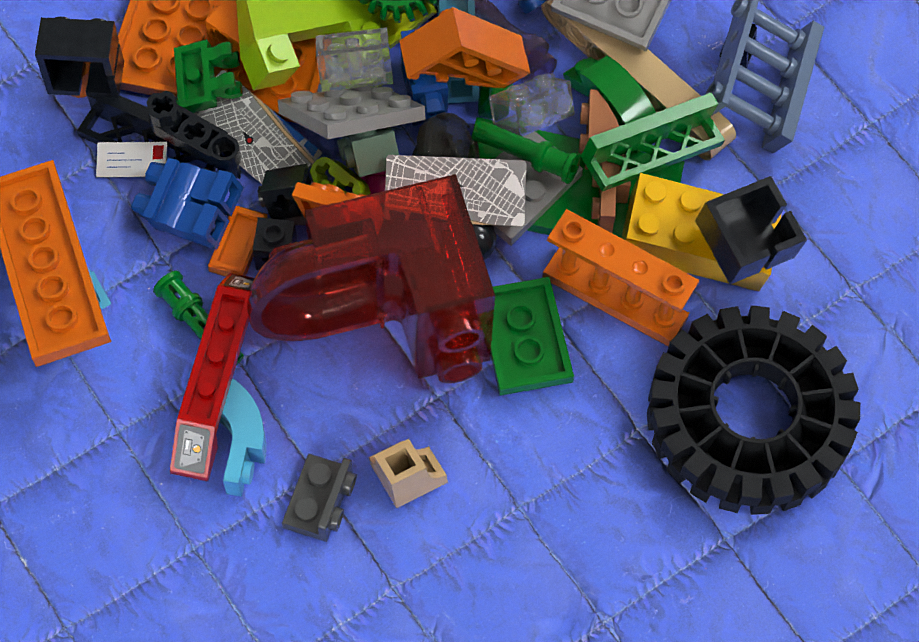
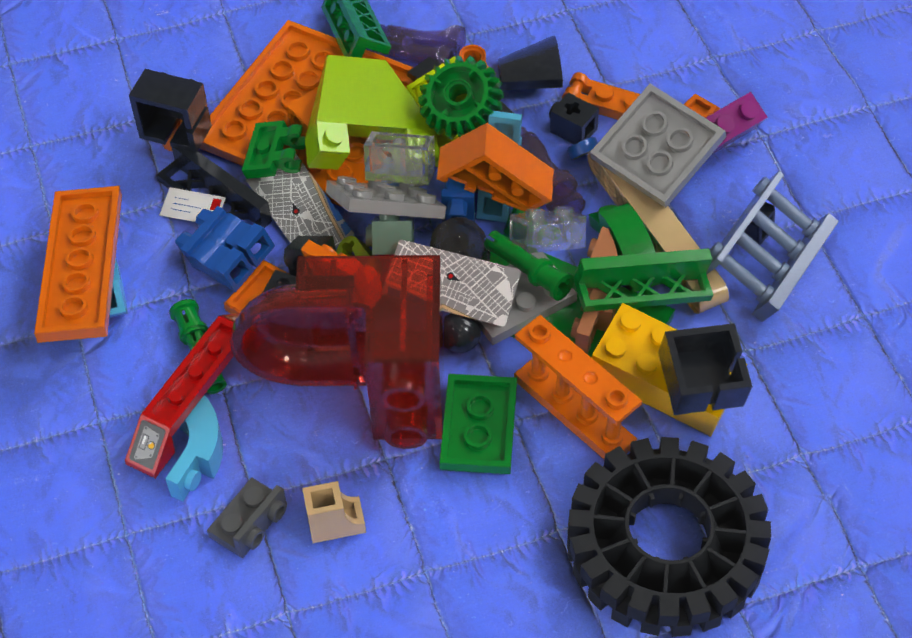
camera: 20 degrees right, 10 degrees down
(176, 123) = (234, 180): black beam -> none

